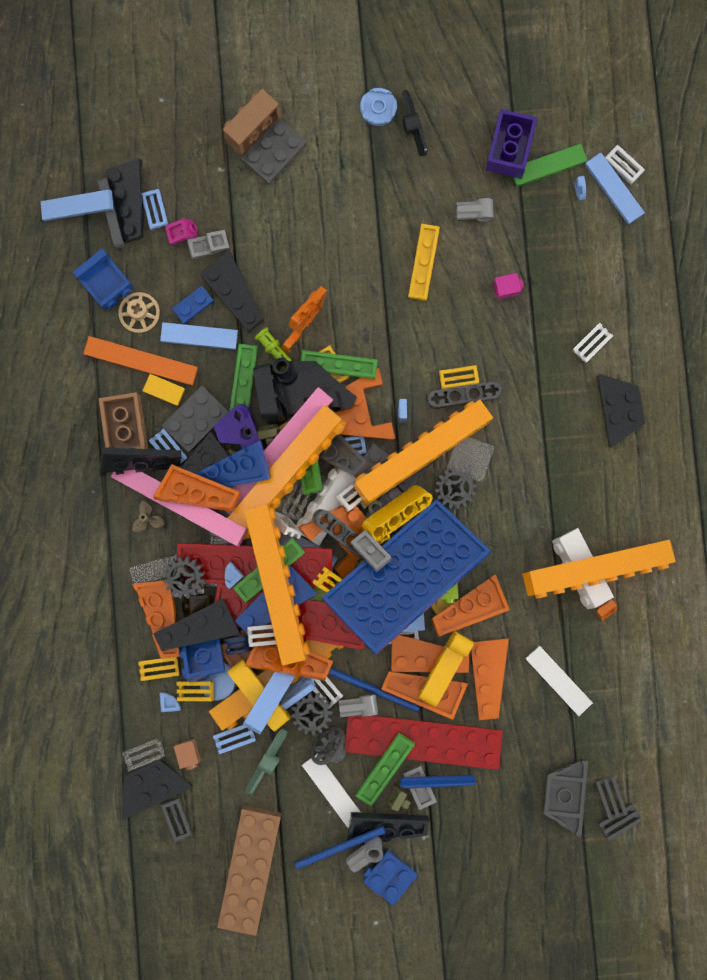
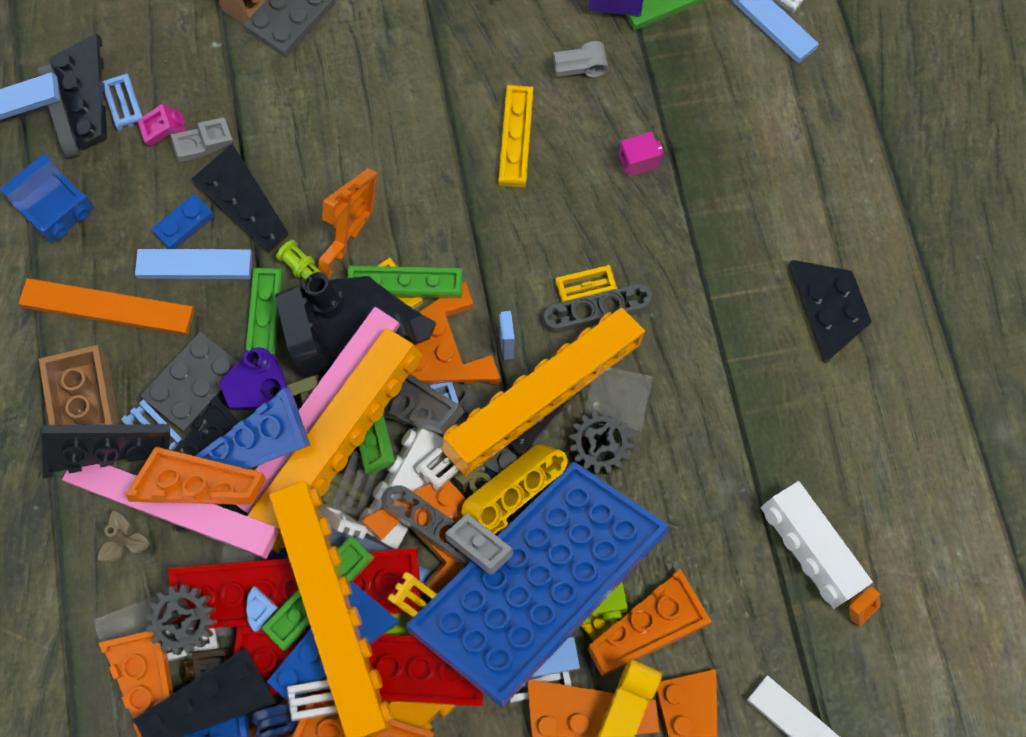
camera: 10 degrees left, 15 degrees down
(138, 312) = (101, 237): tan wheel -> none
(164, 390) = (143, 345): yellow tile -> none
(580, 188) = (724, 20): light blue tile -> none
(598, 568) = (839, 537): light orange brick -> none
(603, 332) = (787, 203): white tile -> none

